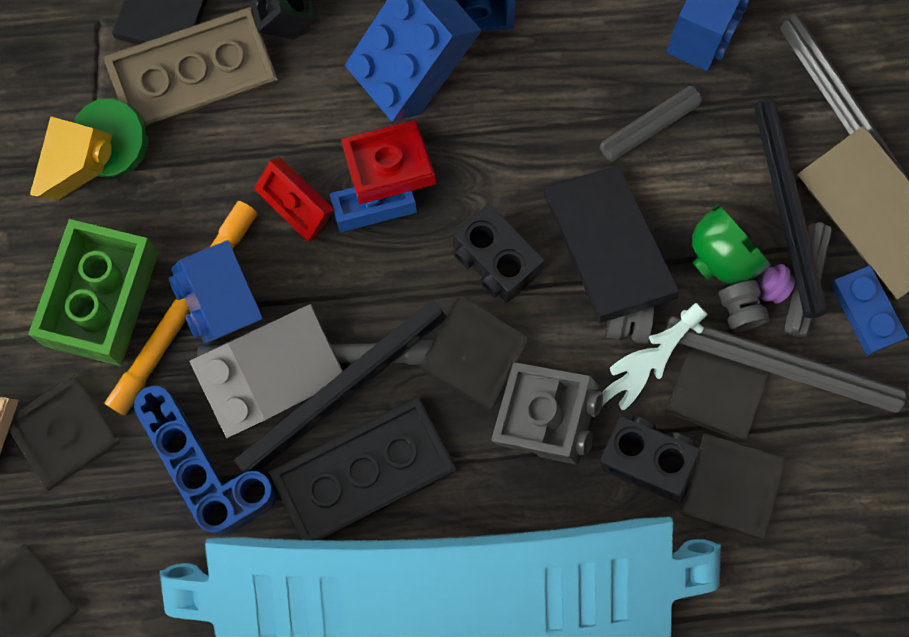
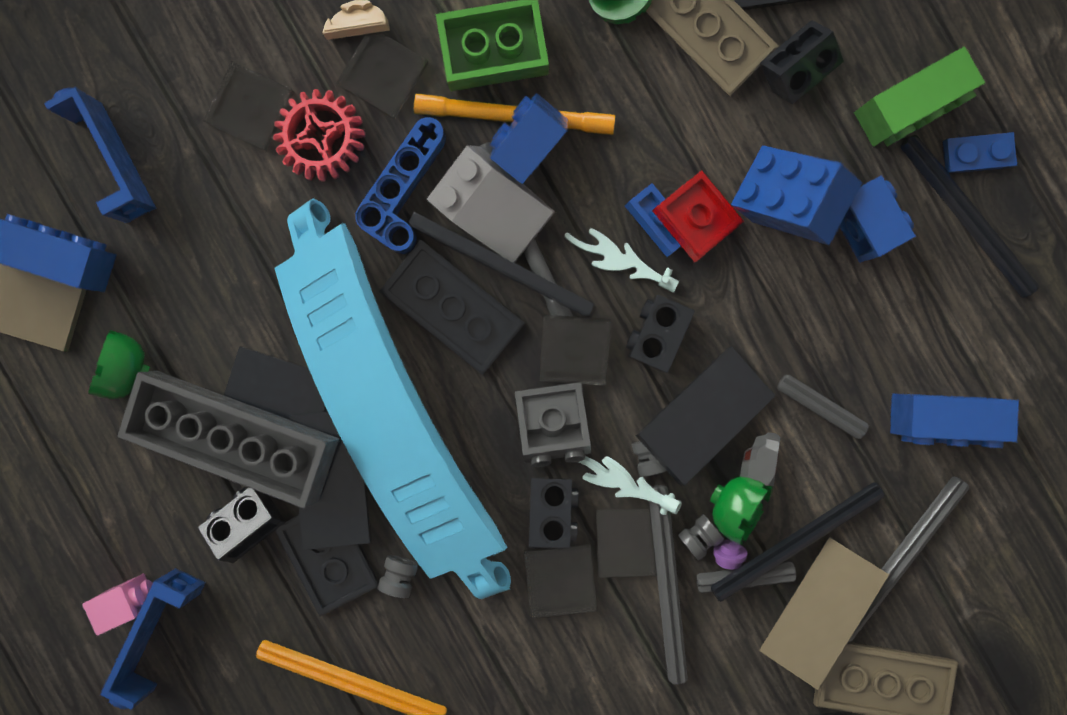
camera: 65 degrees right, 15 degrees up
(92, 551) = (305, 139): none -> coral gear
(294, 199) = (635, 157): red plate -> none
(396, 268) = (617, 261): none -> light aqua piece
(682, 204) = (762, 459): none -> dark grey rock
(868, 310) = (741, 631): blue plate -> none

